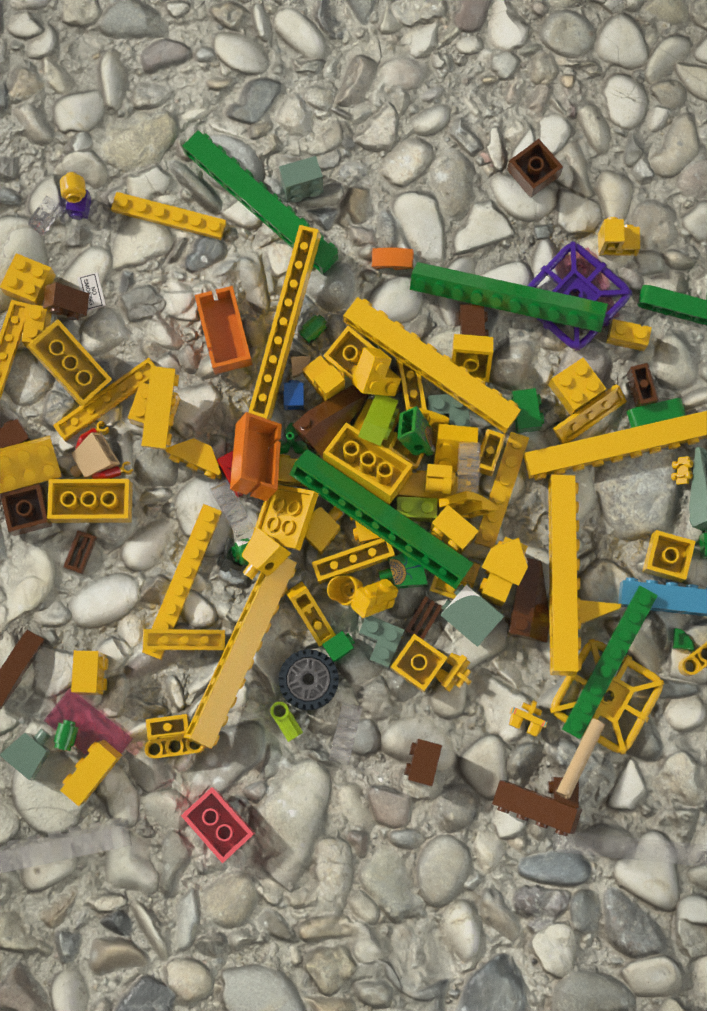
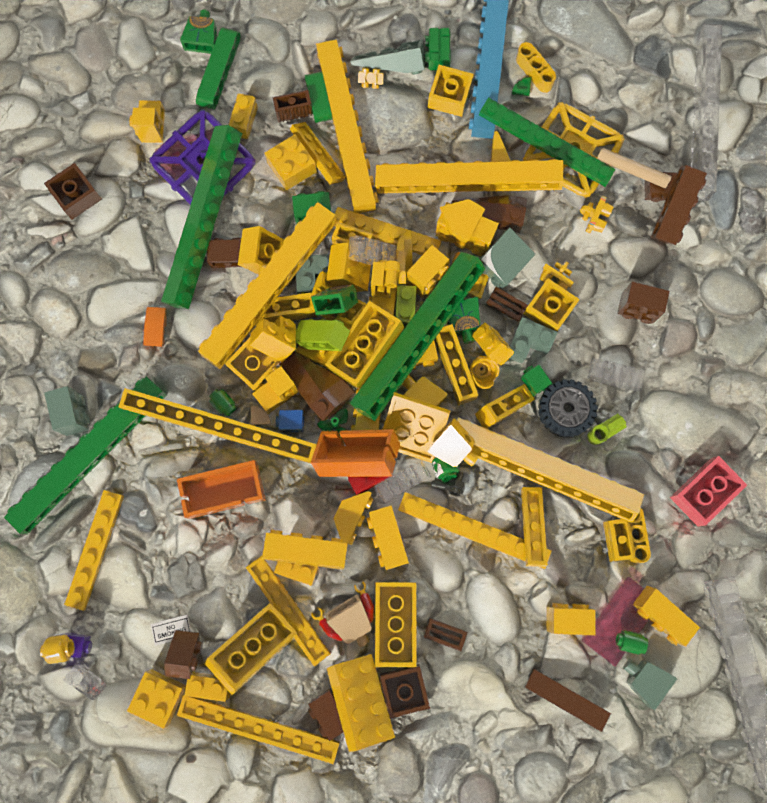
camera: 90 degrees left, 0 degrees up
(174, 493) = (387, 538): none -> yellow brick

